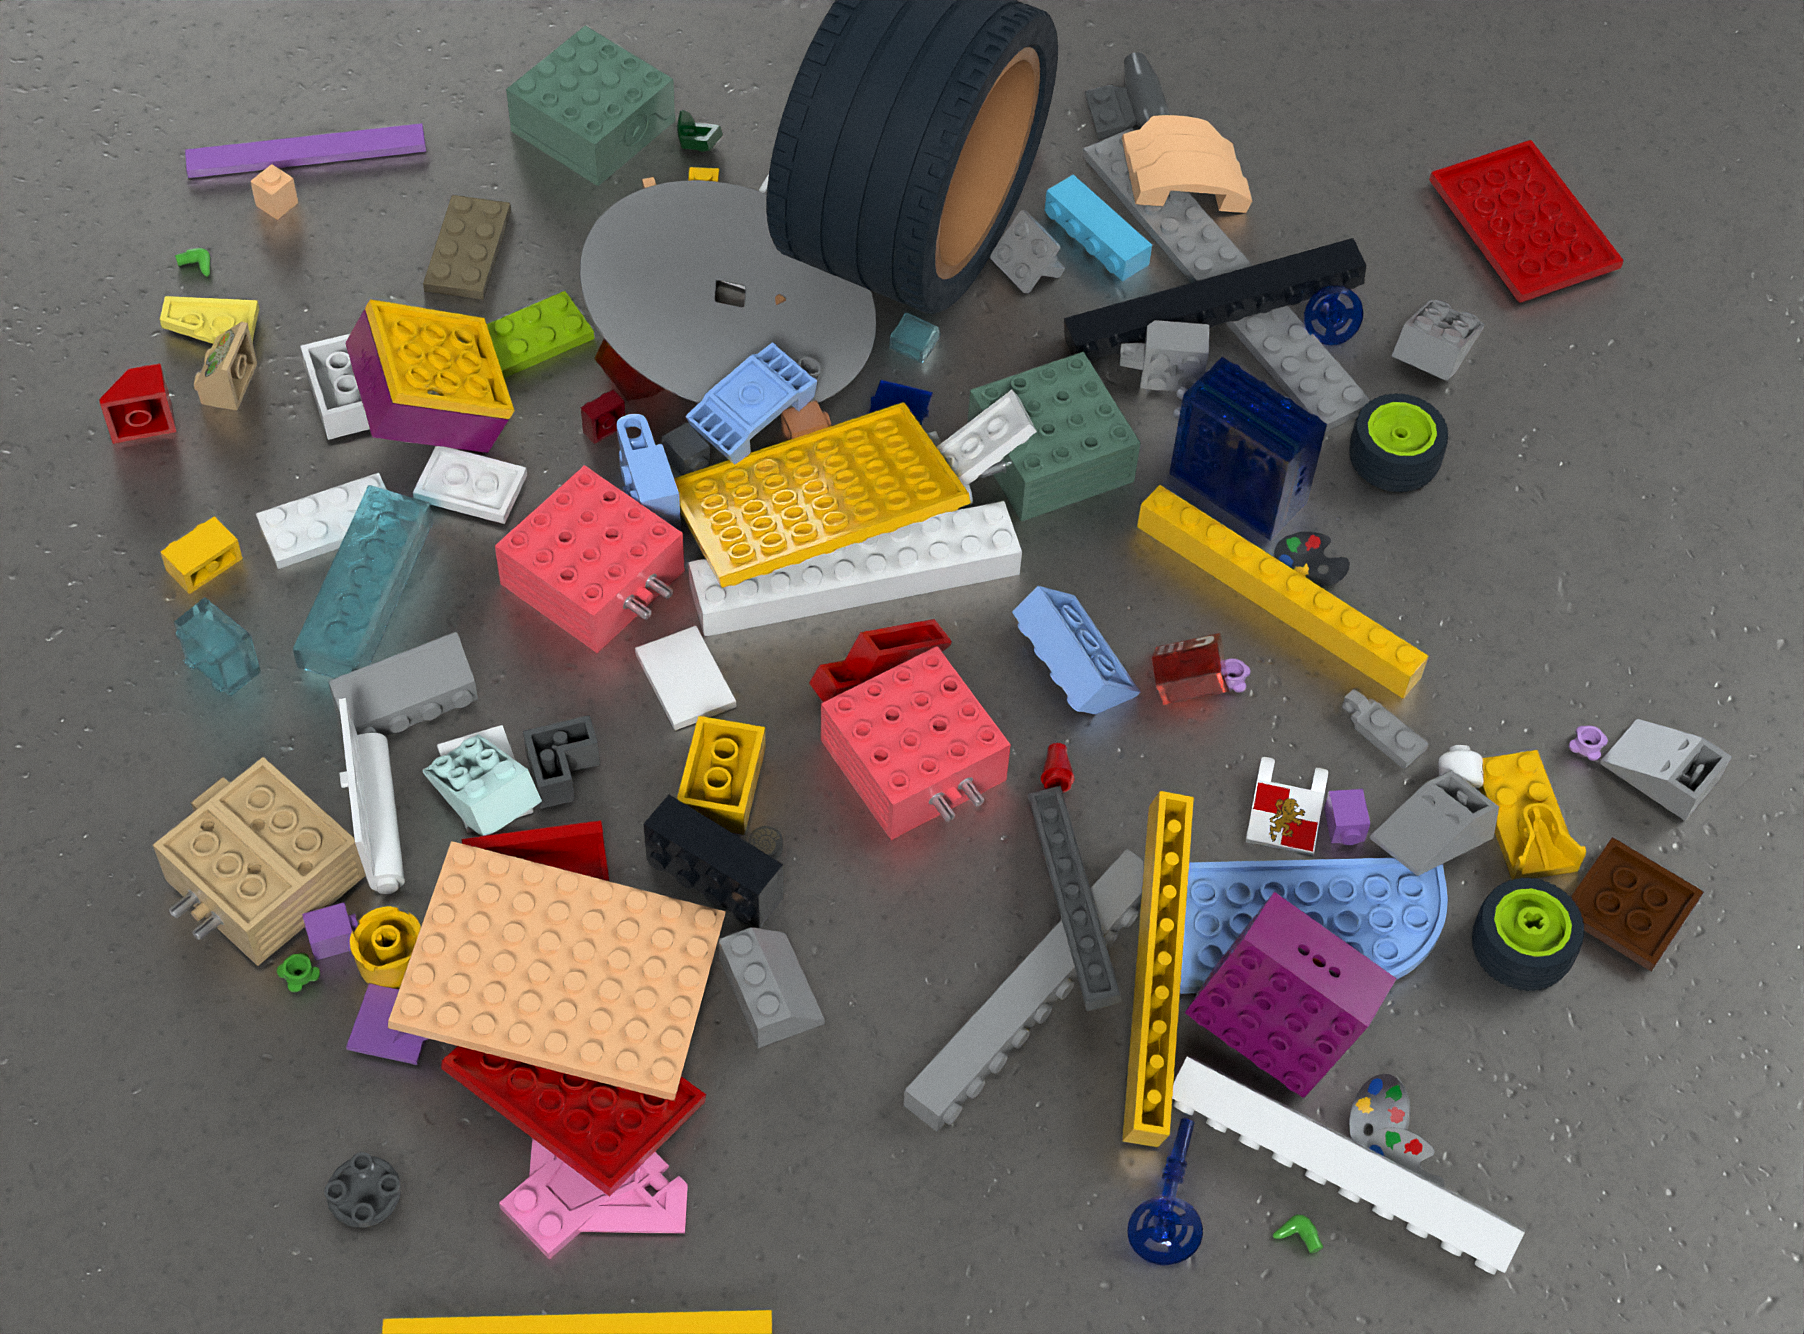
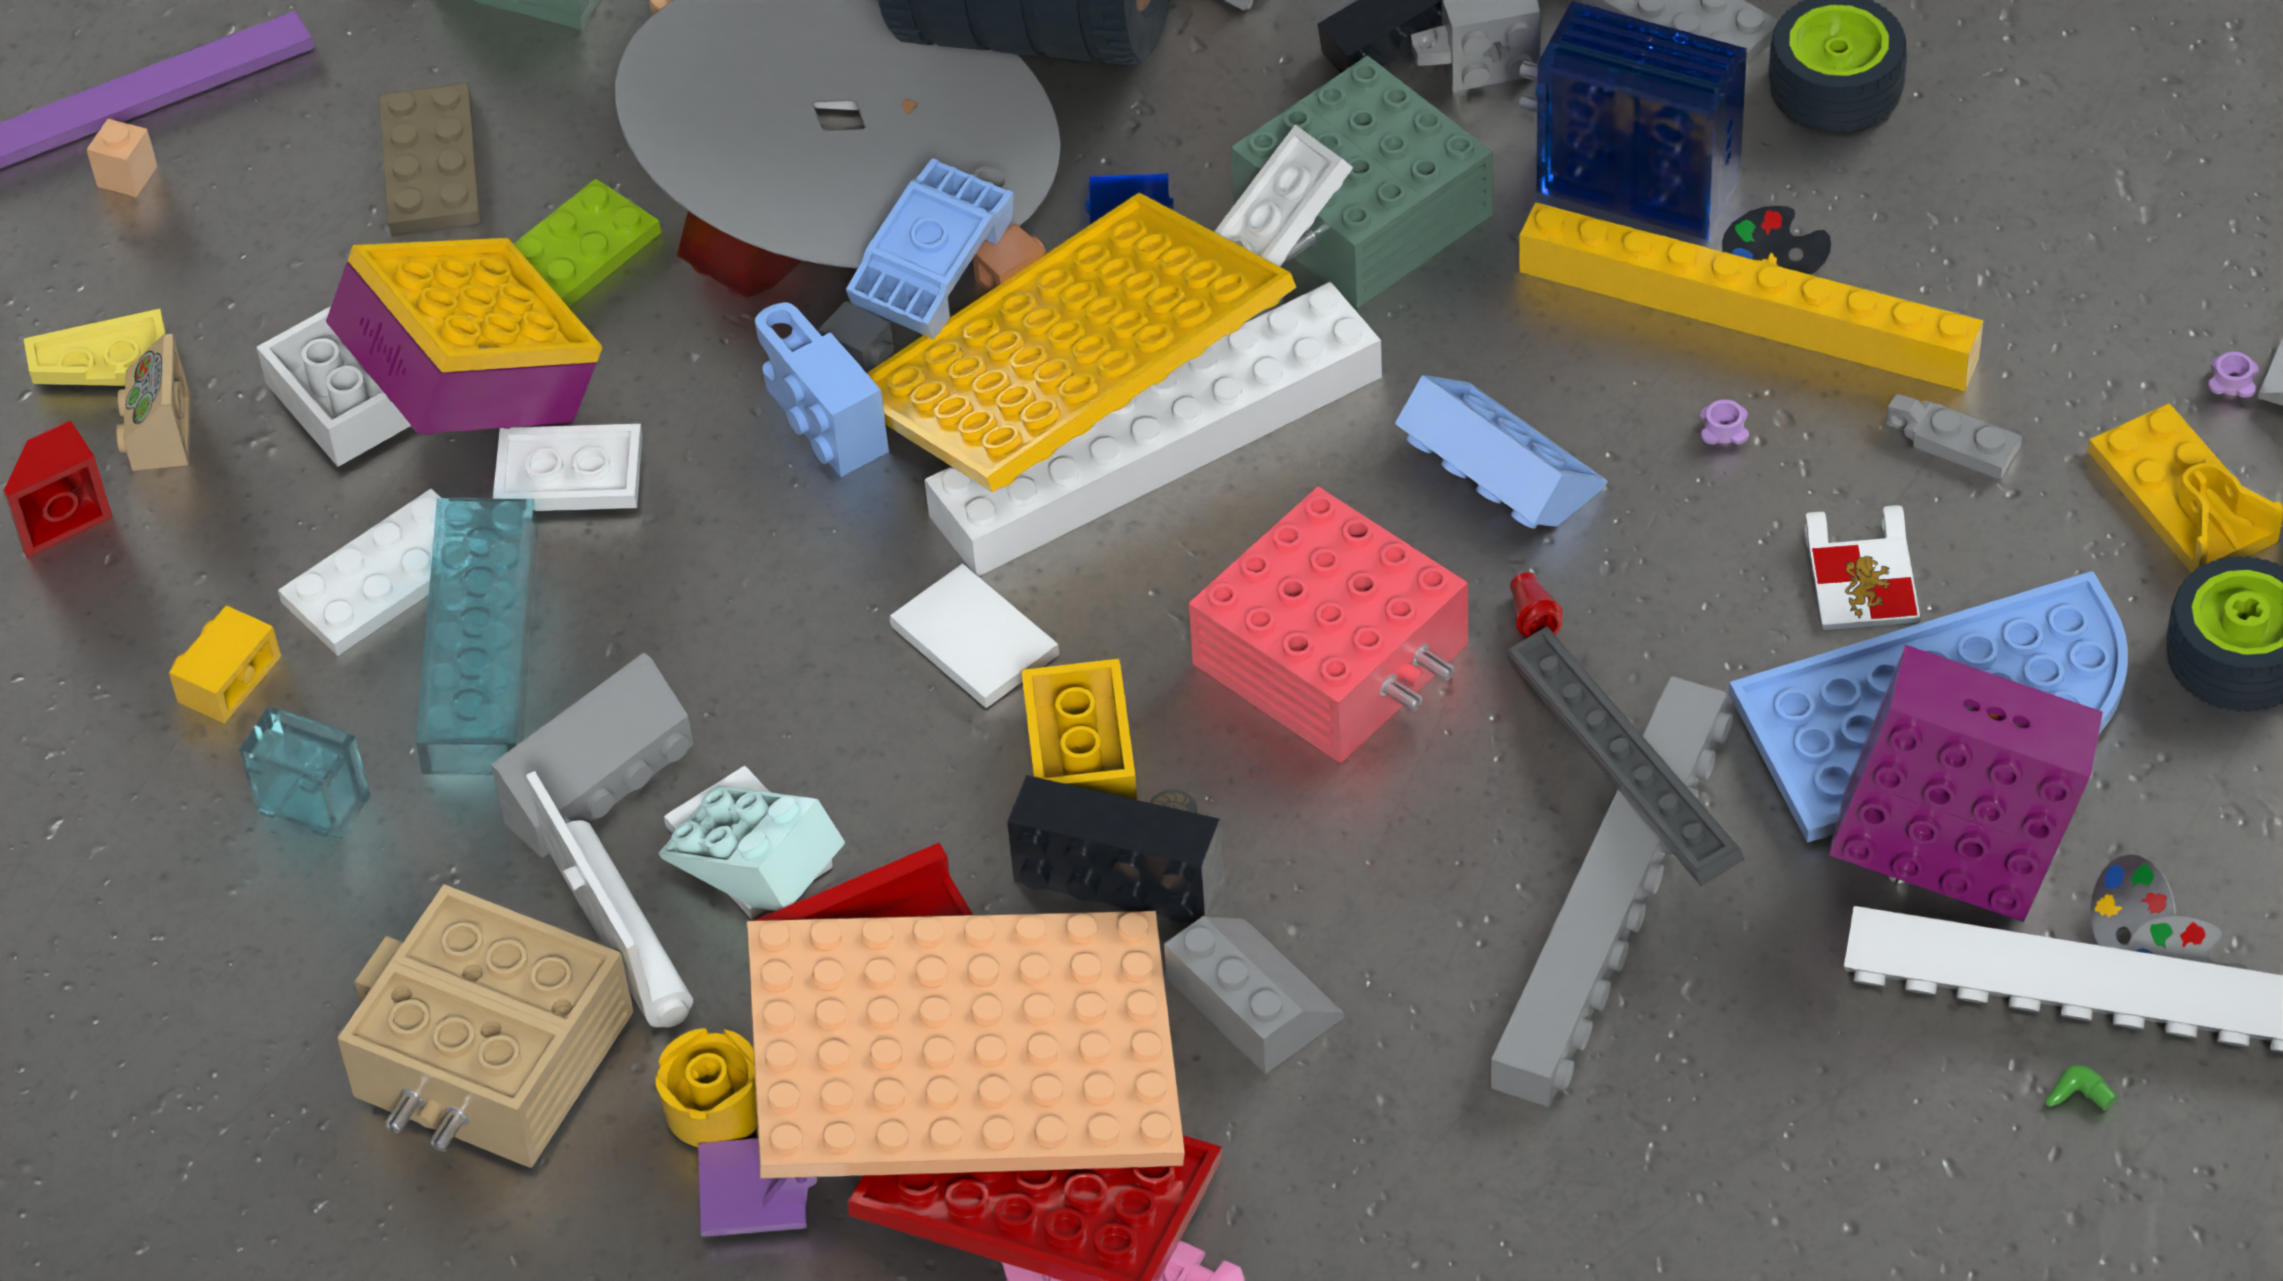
camera: 10 degrees left, 5 degrees down
(193, 256) = (39, 275): bright green animal -> none
(294, 963) = (590, 1146): bright green plate -> none
(329, 930) = (617, 1092): medium lavender brick -> none
(557, 751) = (845, 775): dark grey brick -> none
(591, 559) = (785, 514): coral piece -> none
(601, 416) = (721, 327): dark red piece -> none
(876, 653) = (1228, 528): red slope -> none
(914, 338) = (1115, 108): clear light blue piece -> none
(1158, 971) = (1774, 811): yellow brick -> none
(1165, 1217) = (1900, 1117): clear blue dish -> none
(1190, 669) = (1668, 429): clear red slope -> none
(1347, 816) = (1948, 556): medium lavender brick -> none
(1437, 824) = (2075, 527): light grey slope -> none
(1463, 763) = (2078, 457): white head -> none

